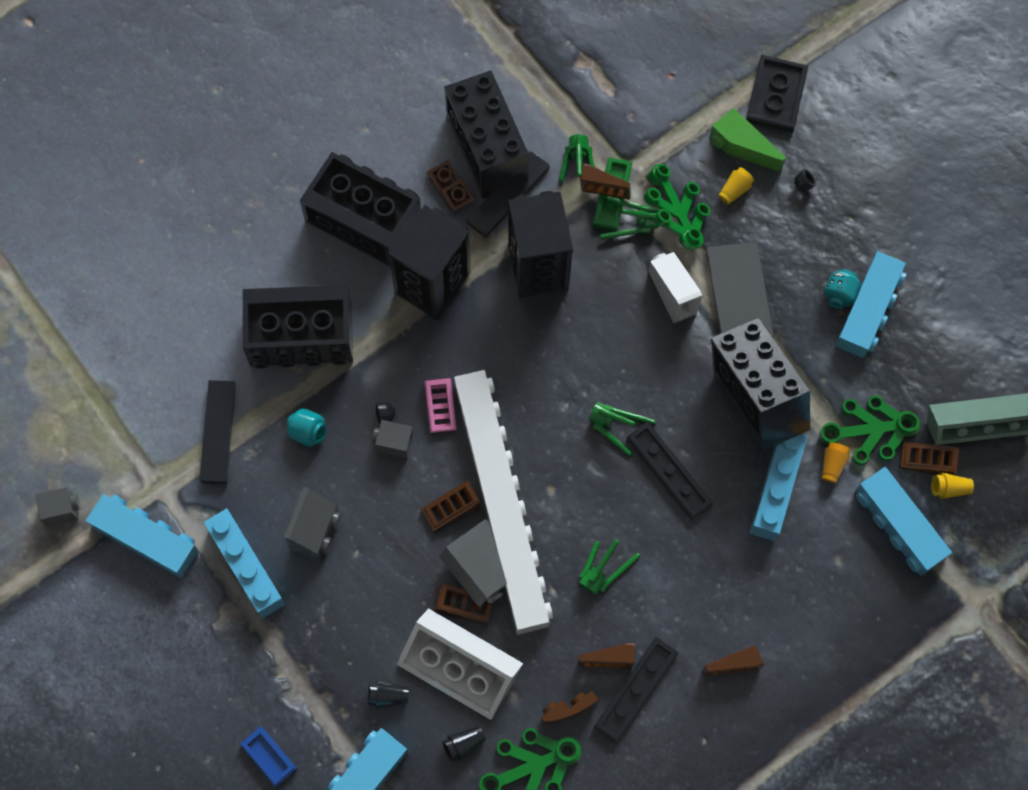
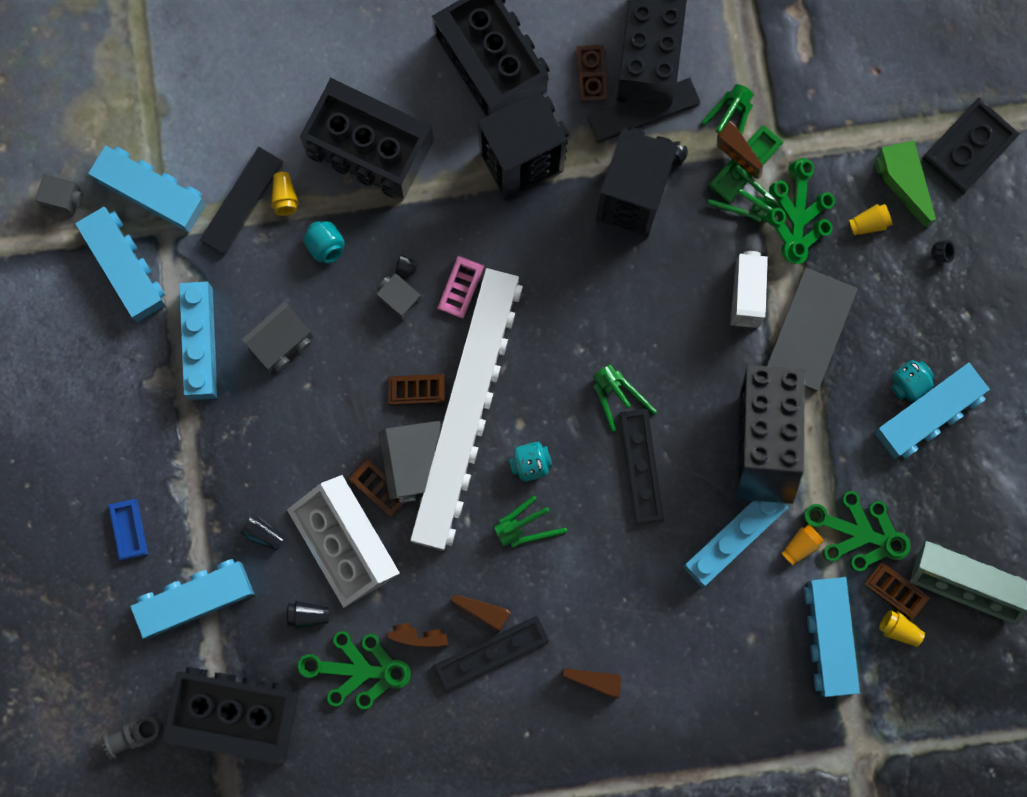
camera: 30 degrees right, 10 degrees up
(132, 461) = (147, 189): none -> medium azure brick
(251, 408) = (283, 195): none -> yellow cone
(579, 512) = (531, 461): none -> teal head

